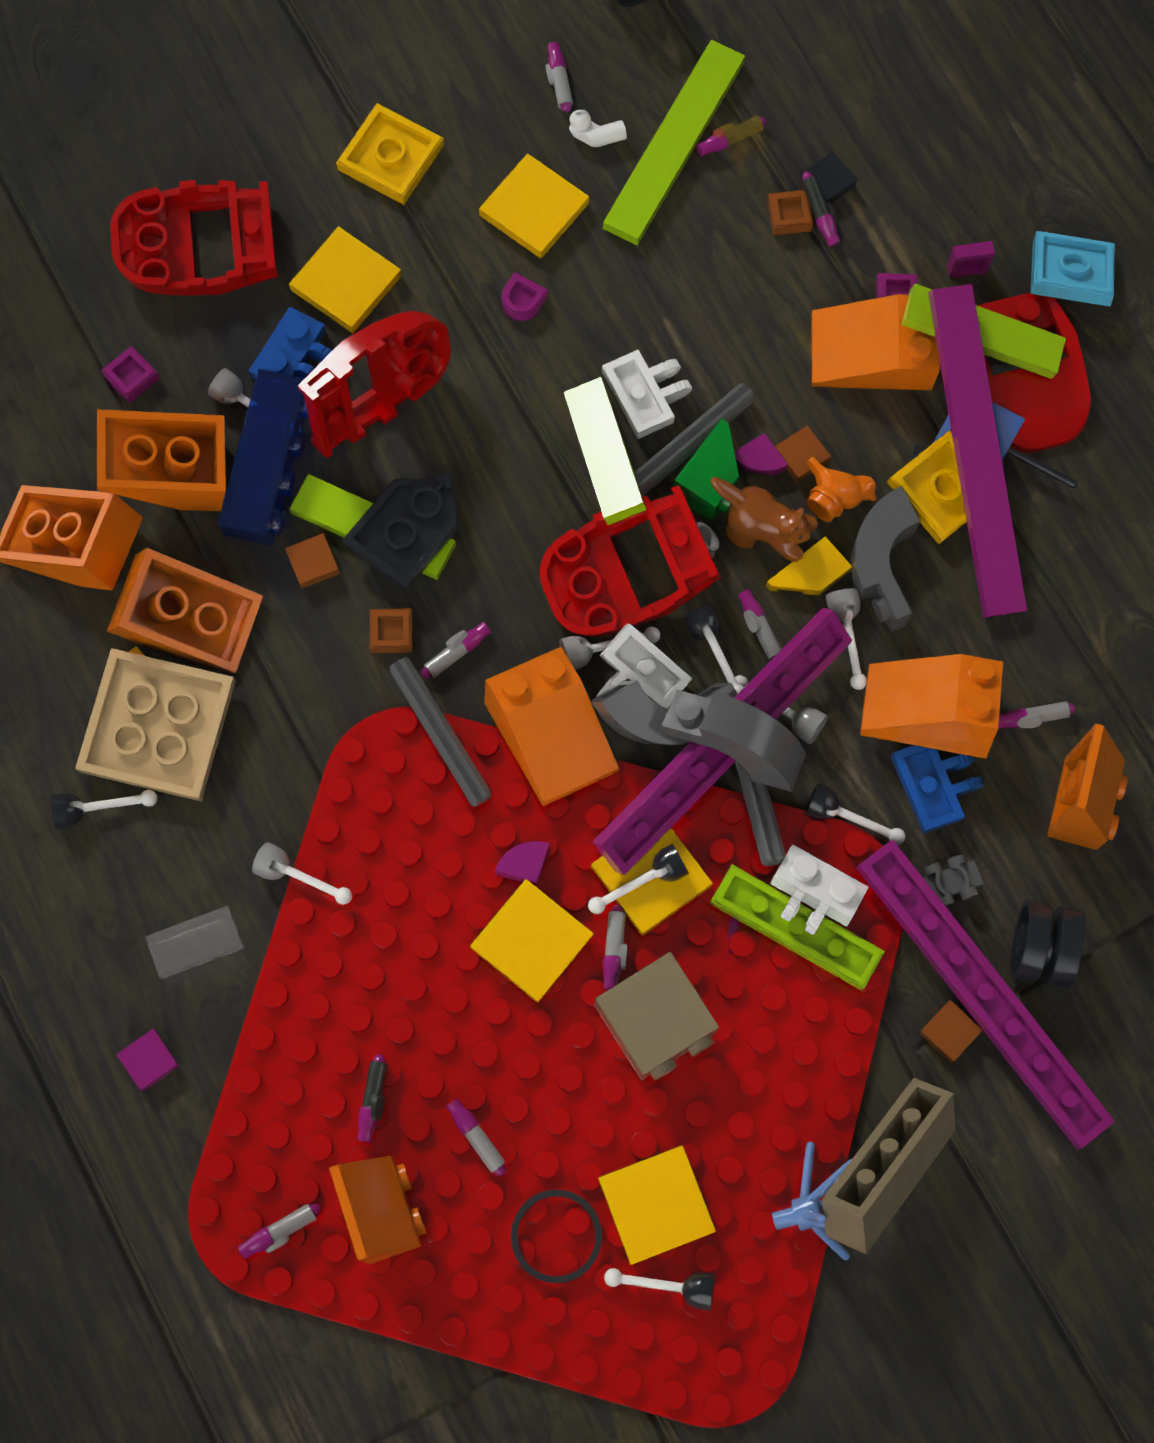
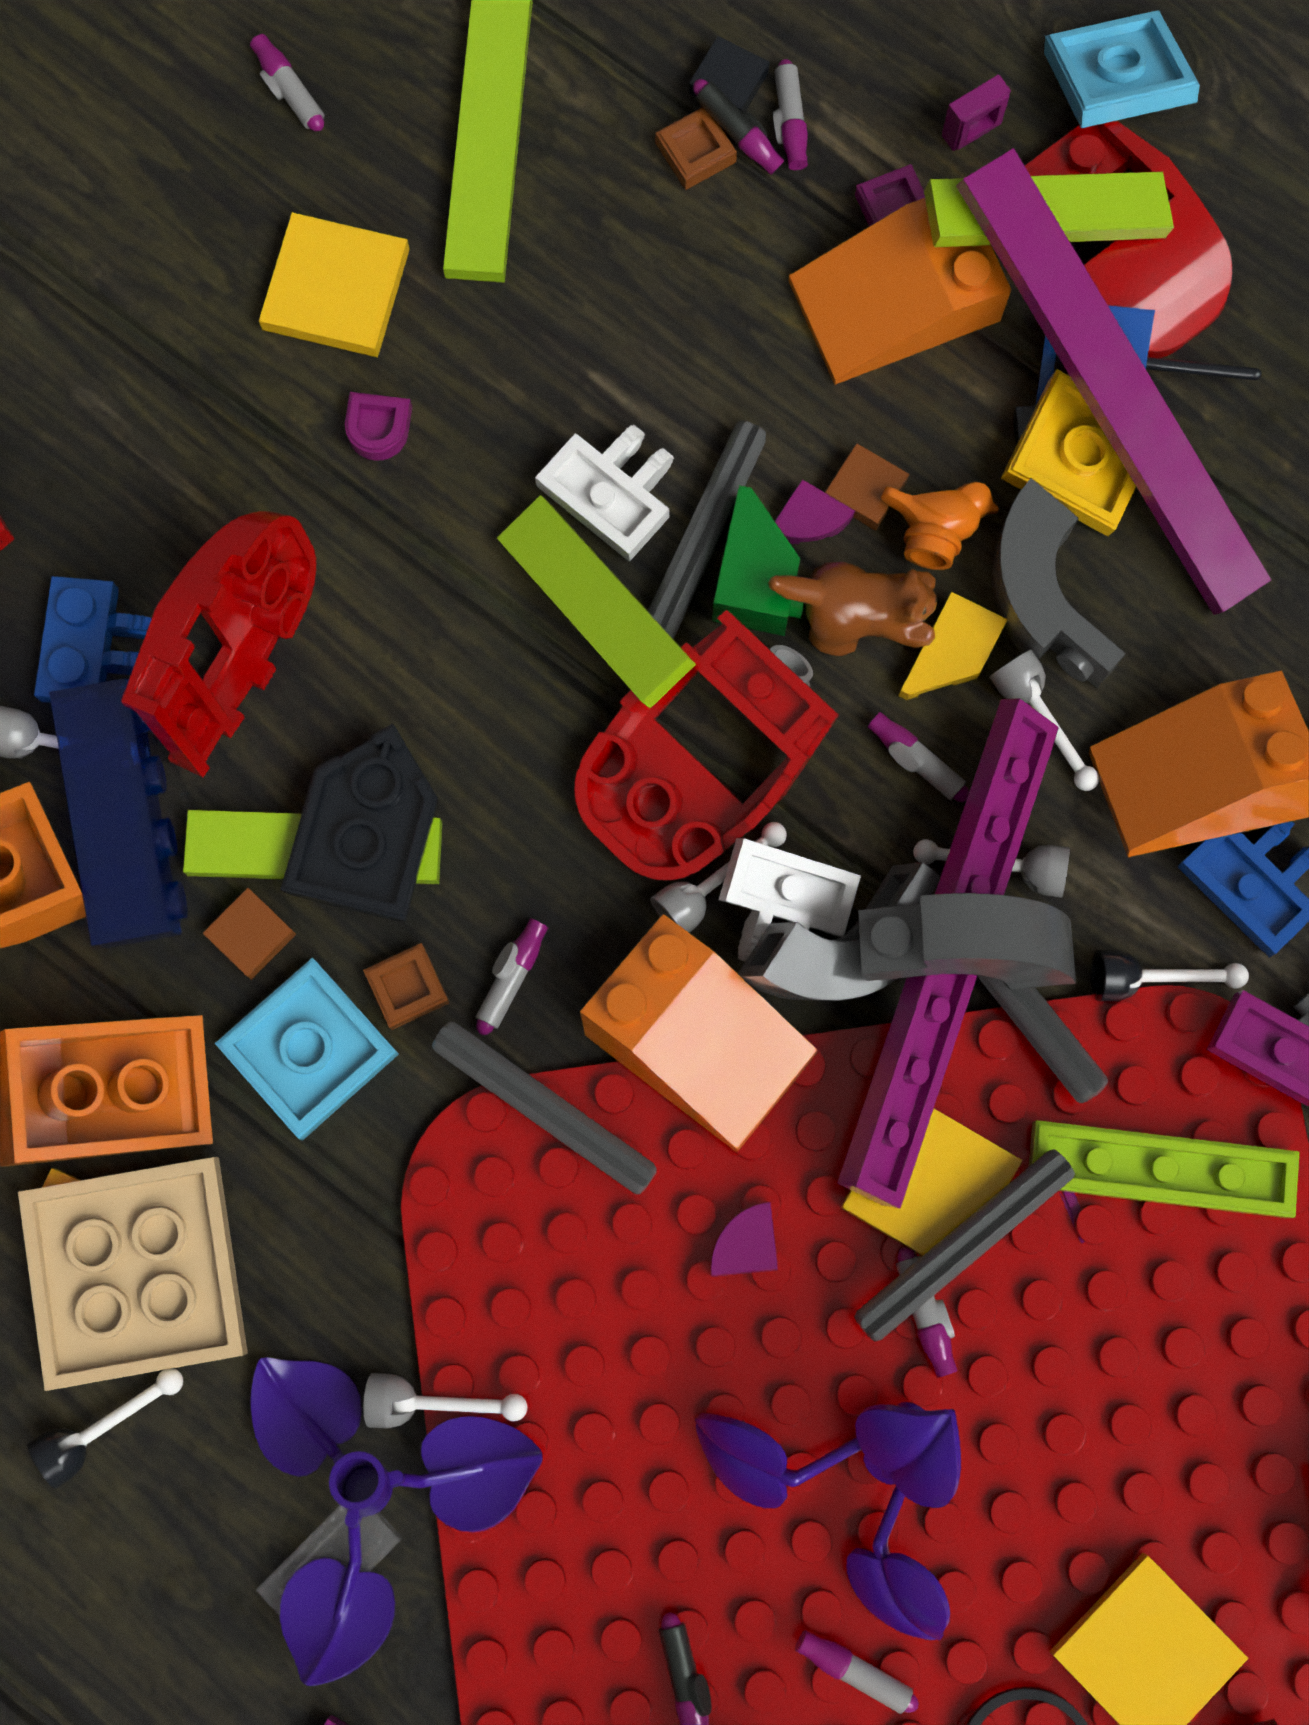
camera: 20 degrees left, 5 degrees up
(223, 854) = (476, 1479): none -> dark purple plant
(316, 642) = (306, 1049): none -> medium azure tile
(345, 279) = (113, 502): yellow tile -> none
(390, 153) = (96, 292): yellow tile -> none
(531, 940) = (804, 1355): yellow tile -> none
(562, 1008) = (901, 1448): none -> dark purple plant
(593, 134) = (370, 146): white arm -> none
(653, 914) = (964, 1245): none -> dark grey axle
(657, 1017) = (1035, 1390): dark tan piece -> none
(666, 866) = (951, 1168): hinge -> none
(704, 625) = (844, 791): hinge -> none
(730, 134) = (564, 69): clear yellow piece -> none
(819, 887) = (1173, 1100): white hinge -> none
(854, 218) = (789, 118): none -> piece

